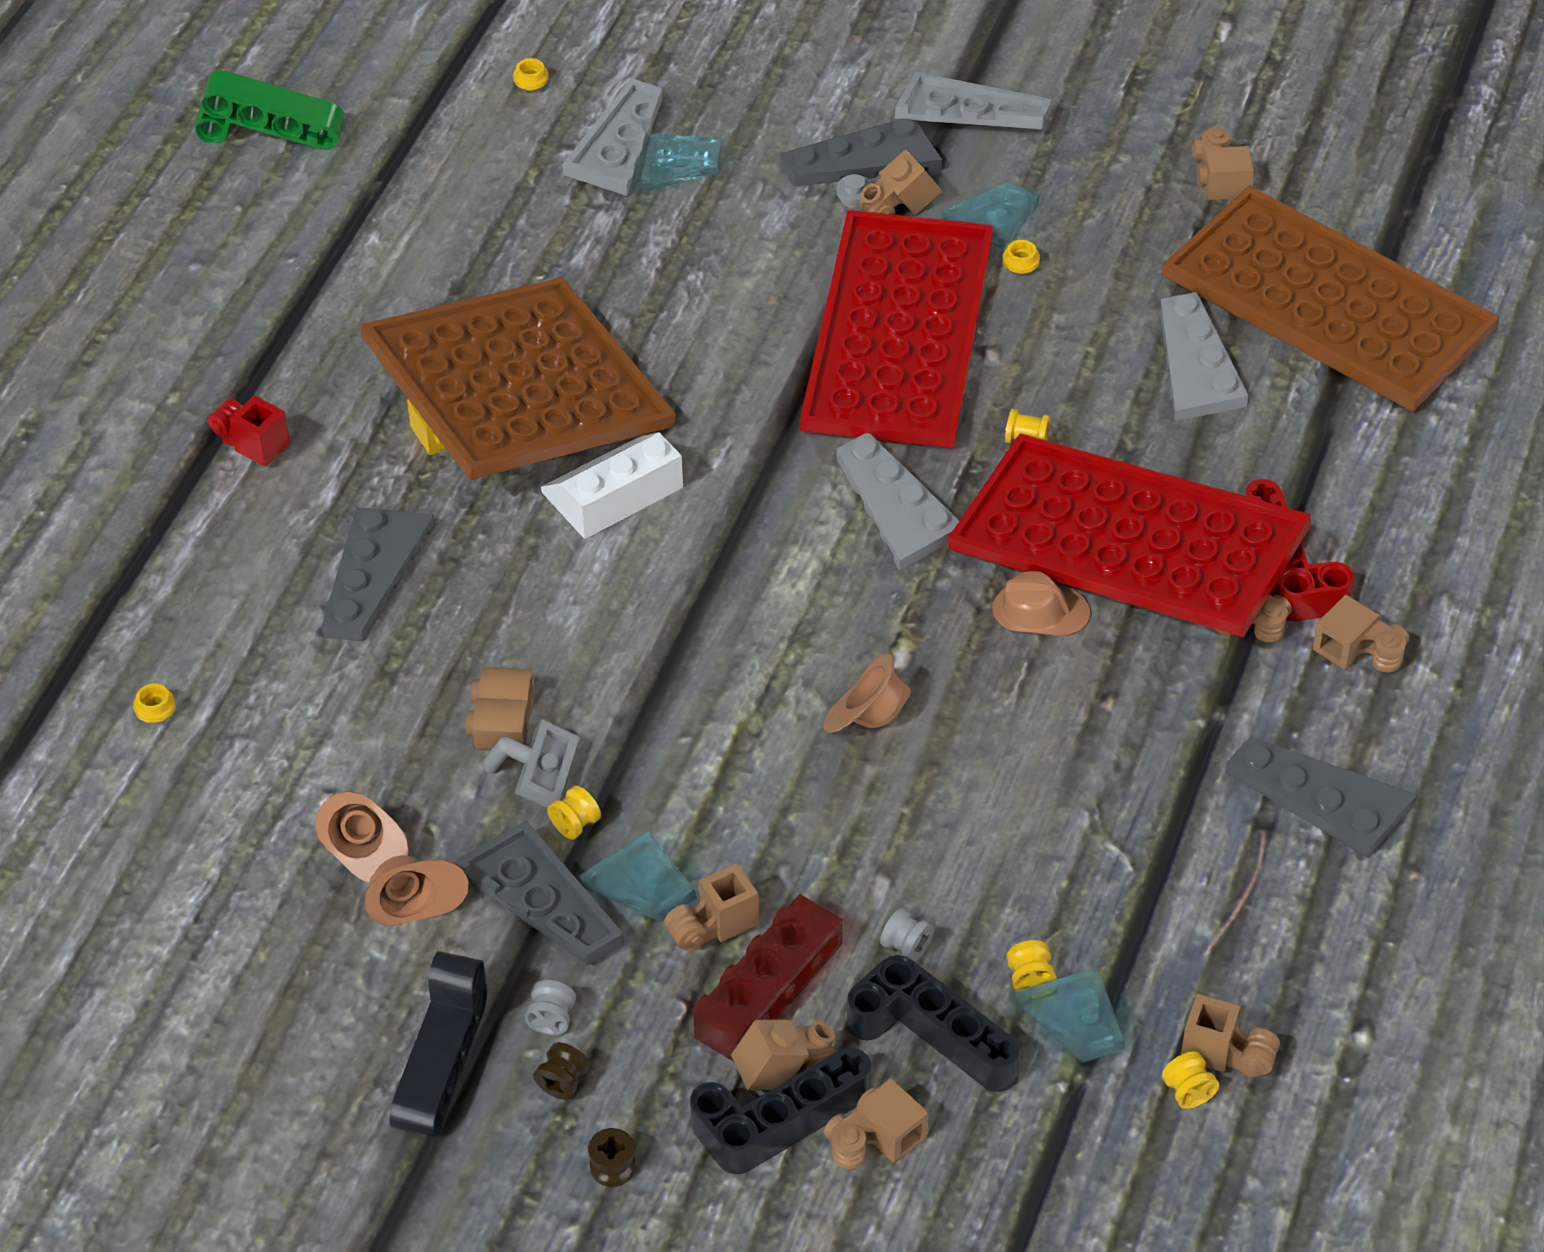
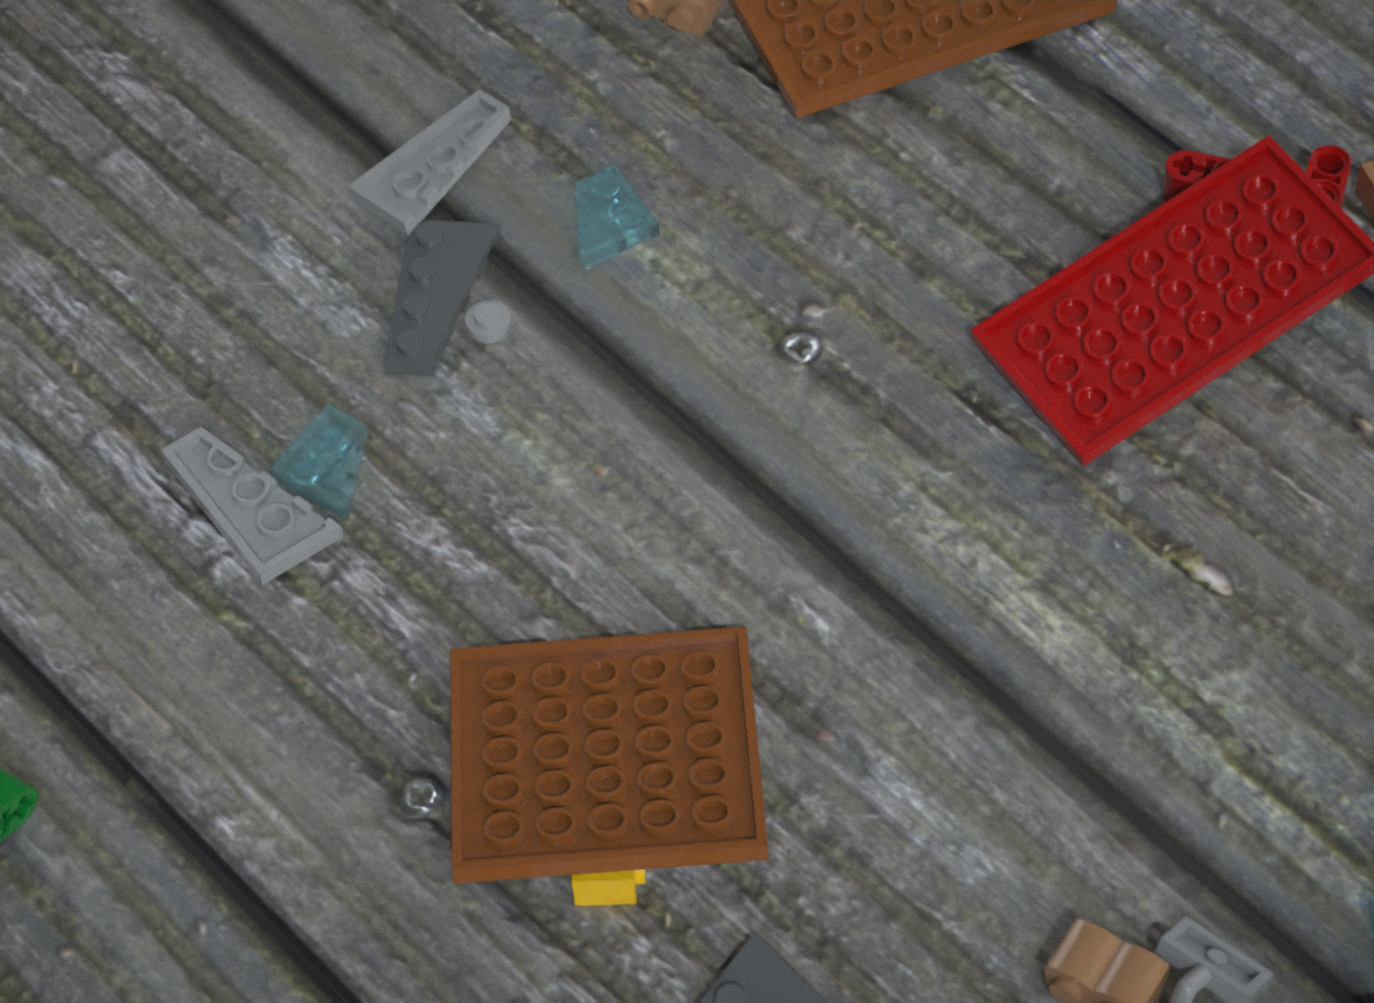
camera: 60 degrees left, 5 degrees up
(530, 74) = (66, 539): yellow plate -> none
(574, 812) = (1299, 964): yellow wheel -> none
(617, 484) = (808, 729): white slope -> none
(871, 700) = (1275, 624): nougat piece -> none
(898, 329) = (735, 371): red plate -> none
(900, 183) = (530, 273): medium nougat brick -> none
(902, 508) = (1005, 479): light grey wing -> none
(1021, 257) = (695, 220): yellow plate -> none
(1026, 425) = (955, 325): yellow bush -> none
(1039, 606) = (1209, 426): nougat piece -> none
(1197, 362) = (955, 146): light grey wing -> none

